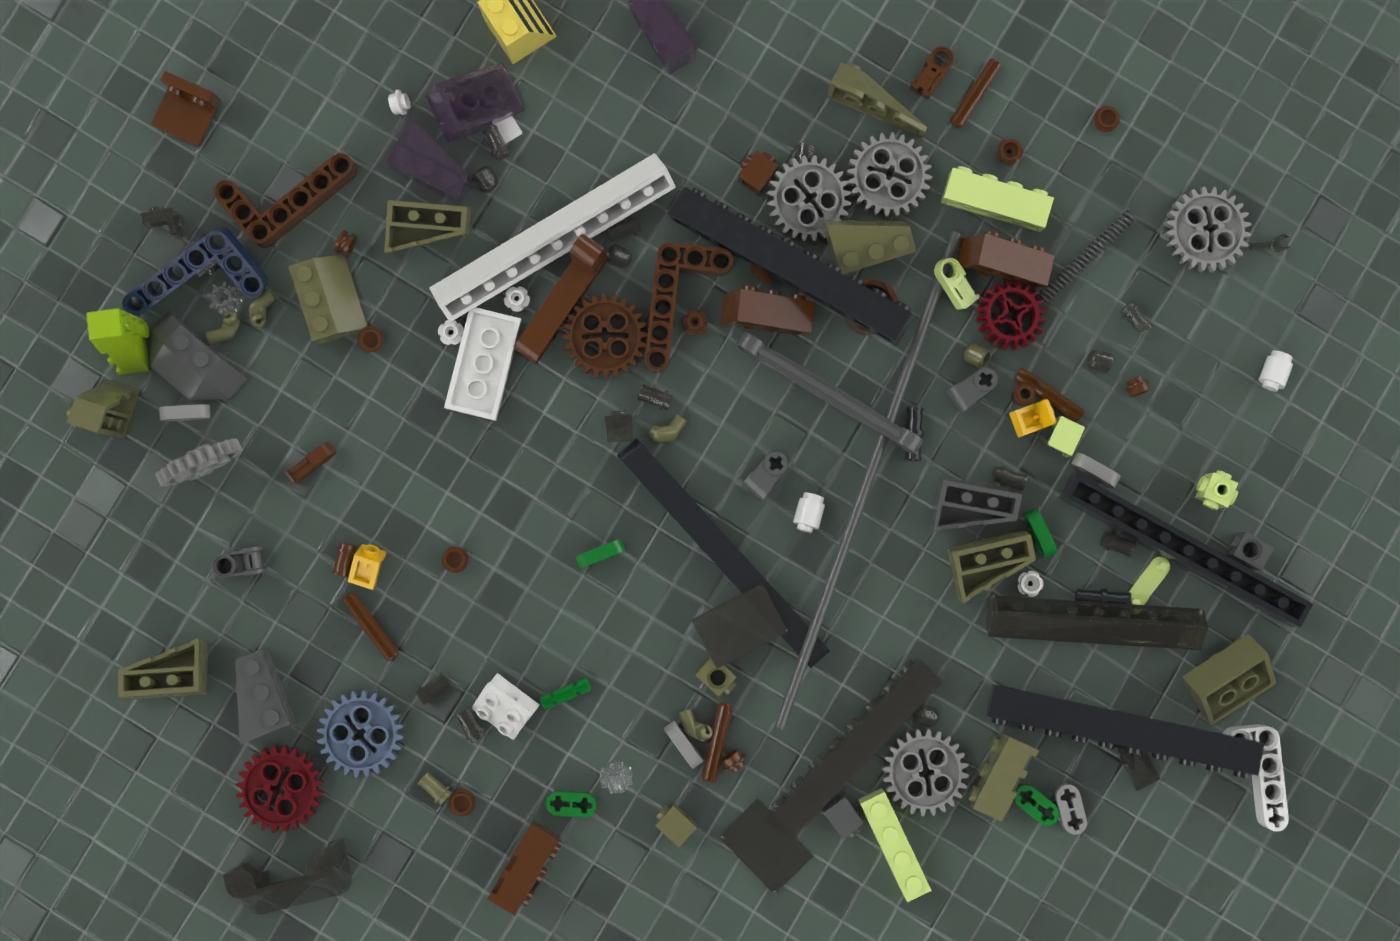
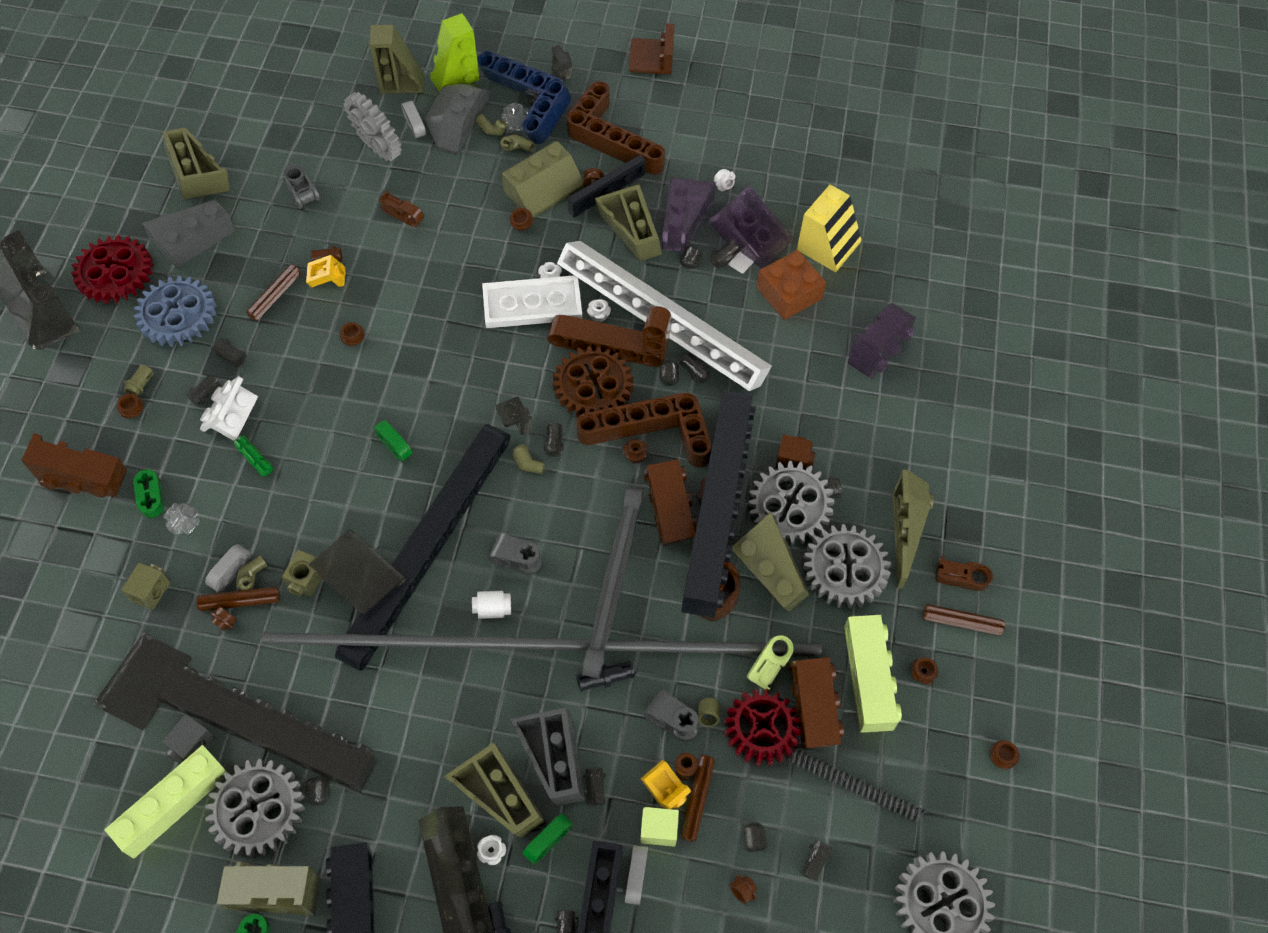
camera: 70 degrees right, 25 degrees down
(361, 232) = (608, 184): none -> black tile
(563, 91) = (791, 284): none -> dark orange brick

